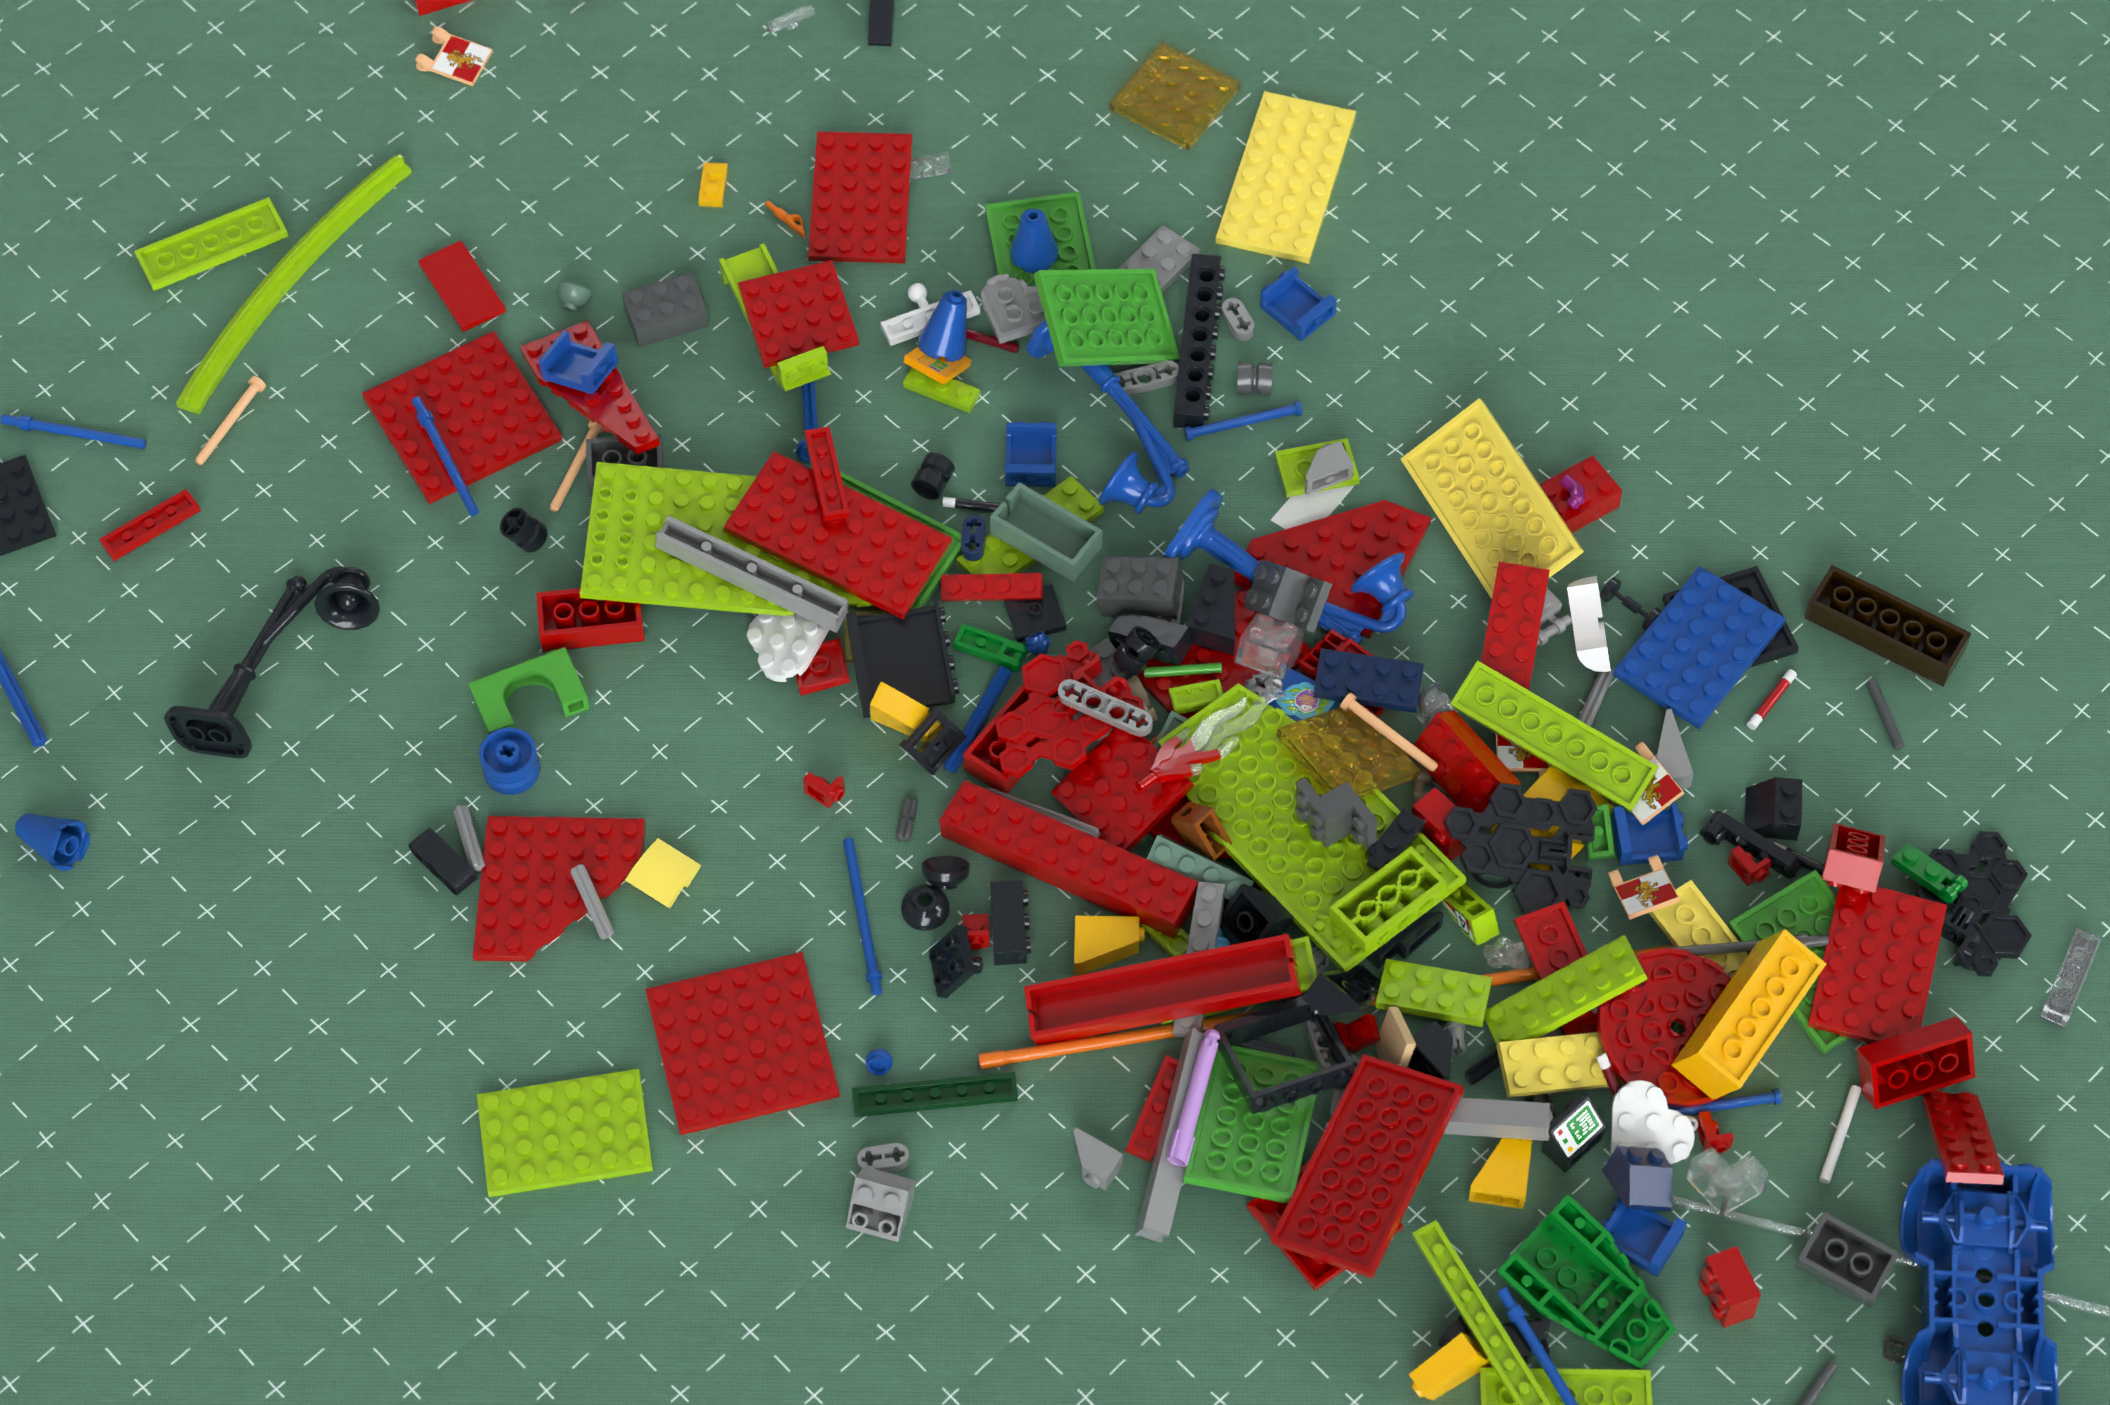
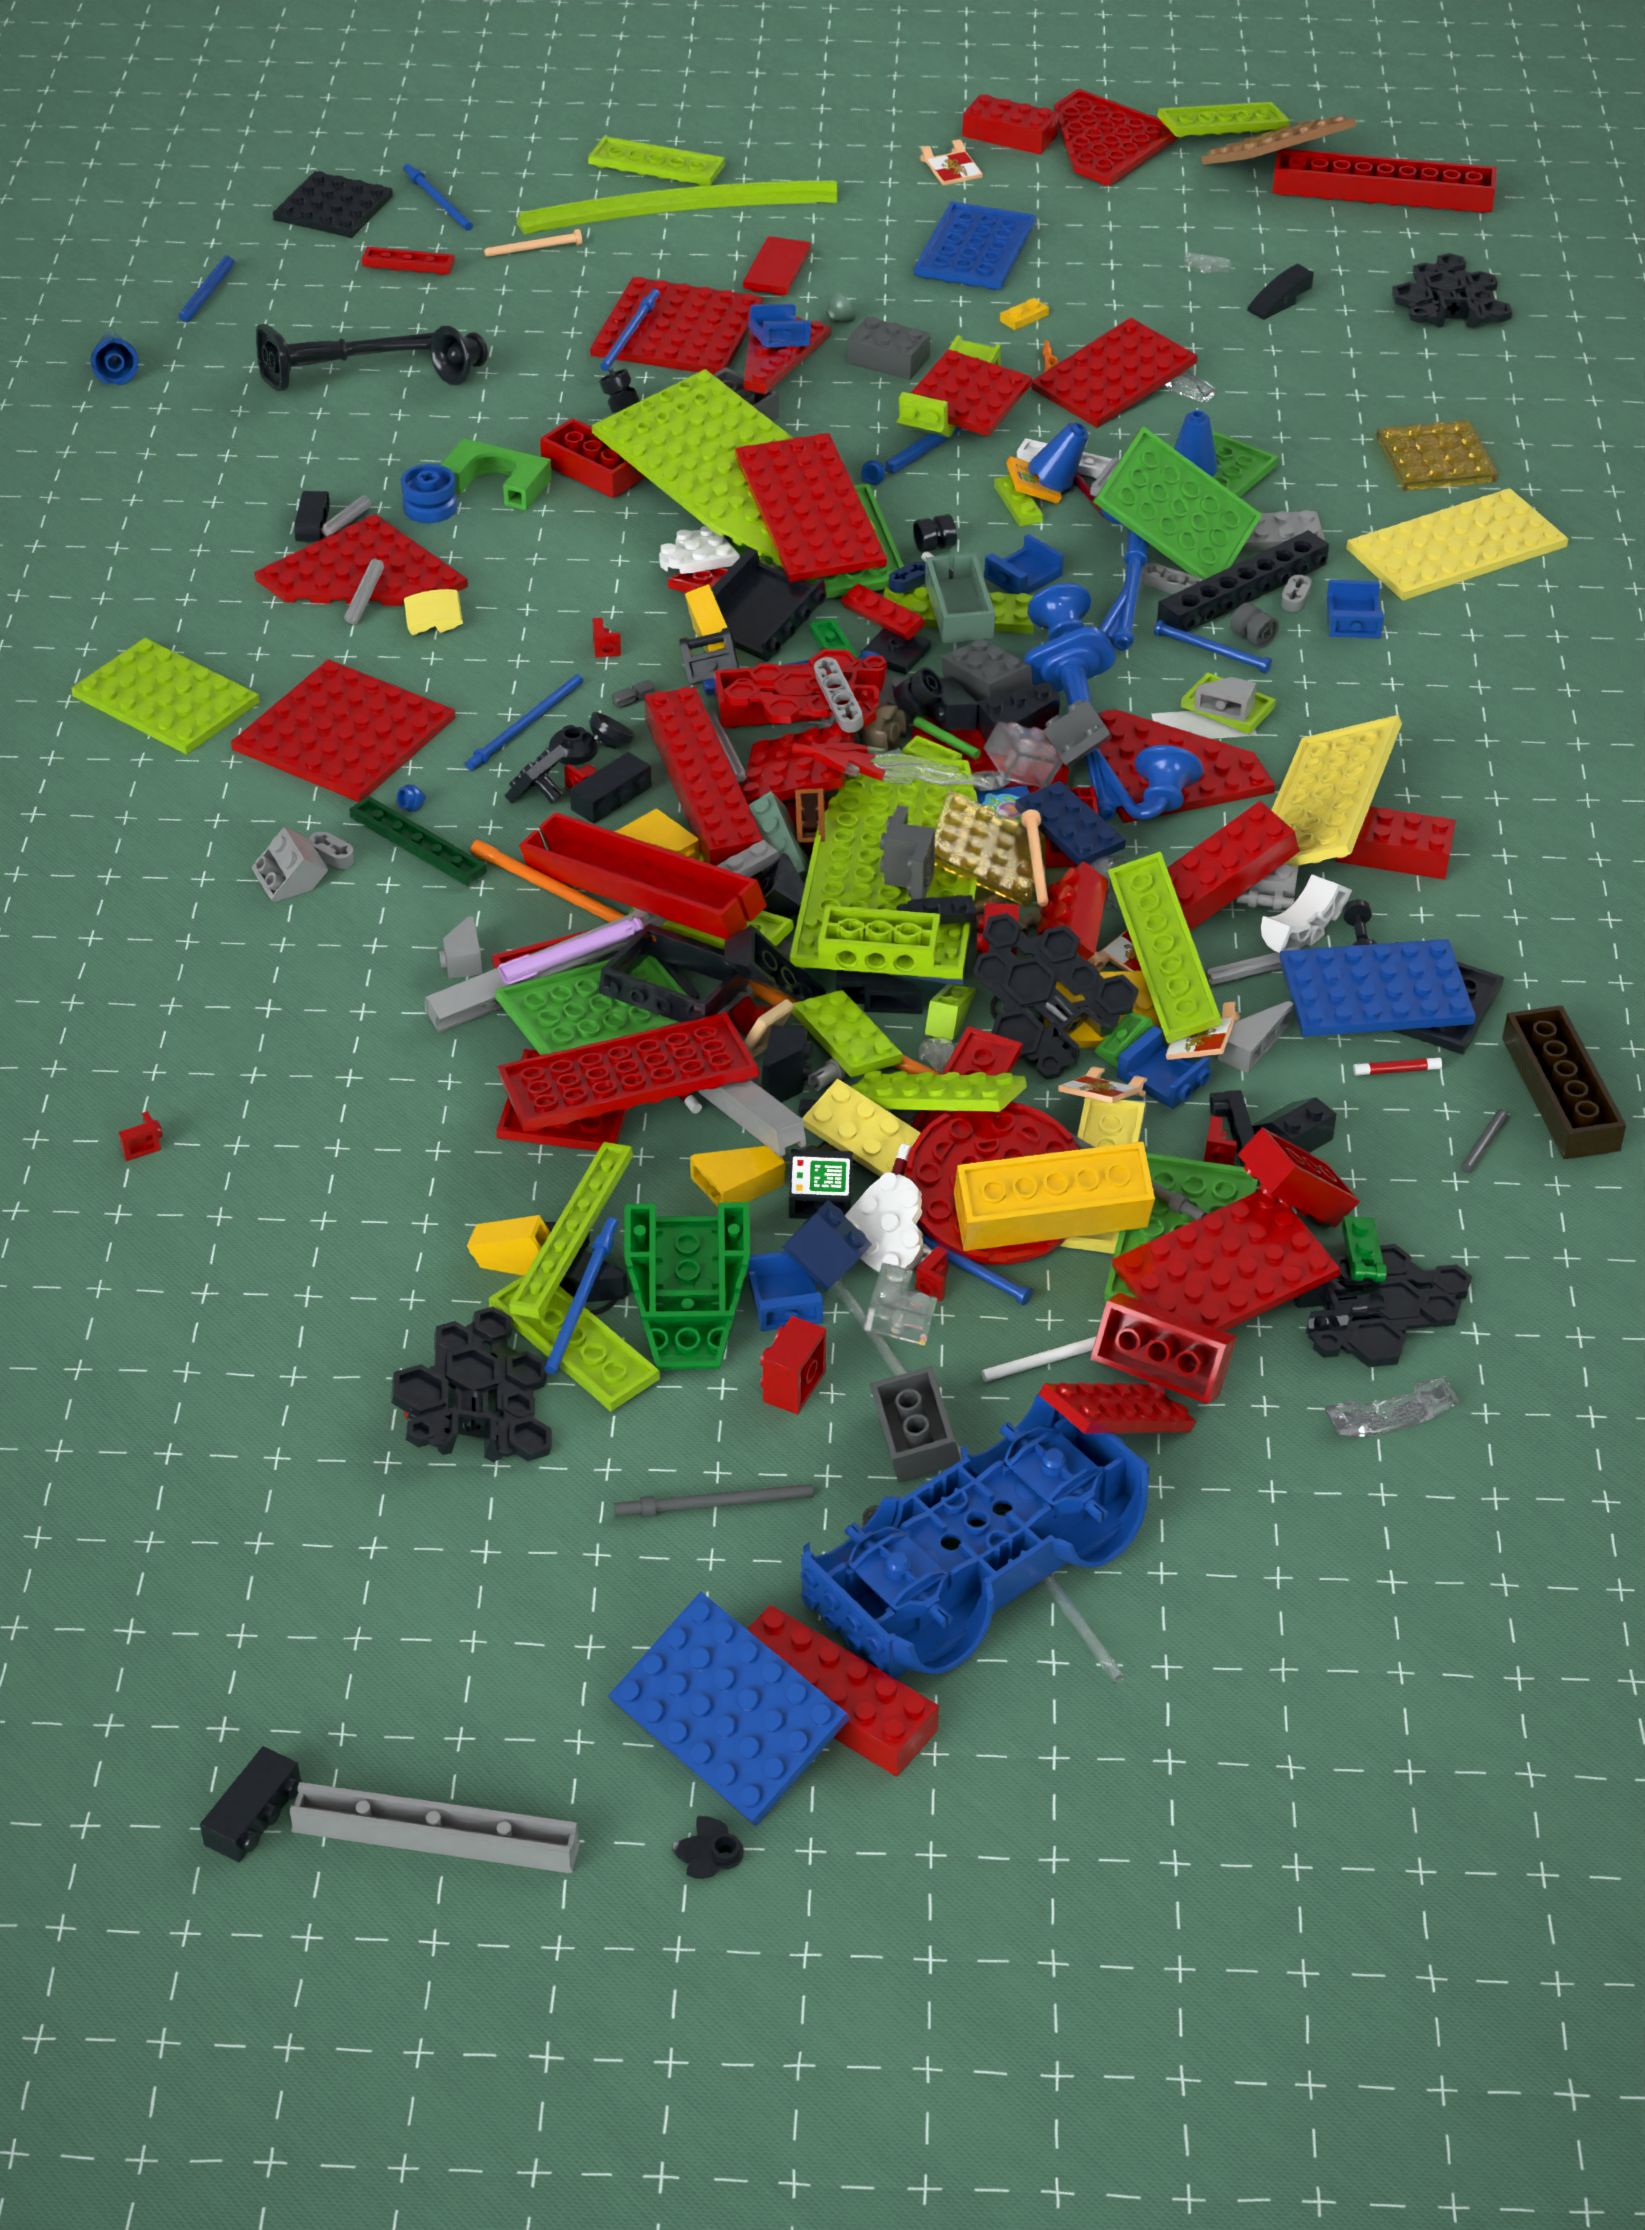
camera: 45 degrees right, 15 degrees down
(589, 138) = (975, 245): none -> blue plate
(752, 574) = (715, 484): light grey tile -> none
(826, 474) = (842, 460): red plate -> none
(1576, 491) = (1401, 824): magenta arm -> none

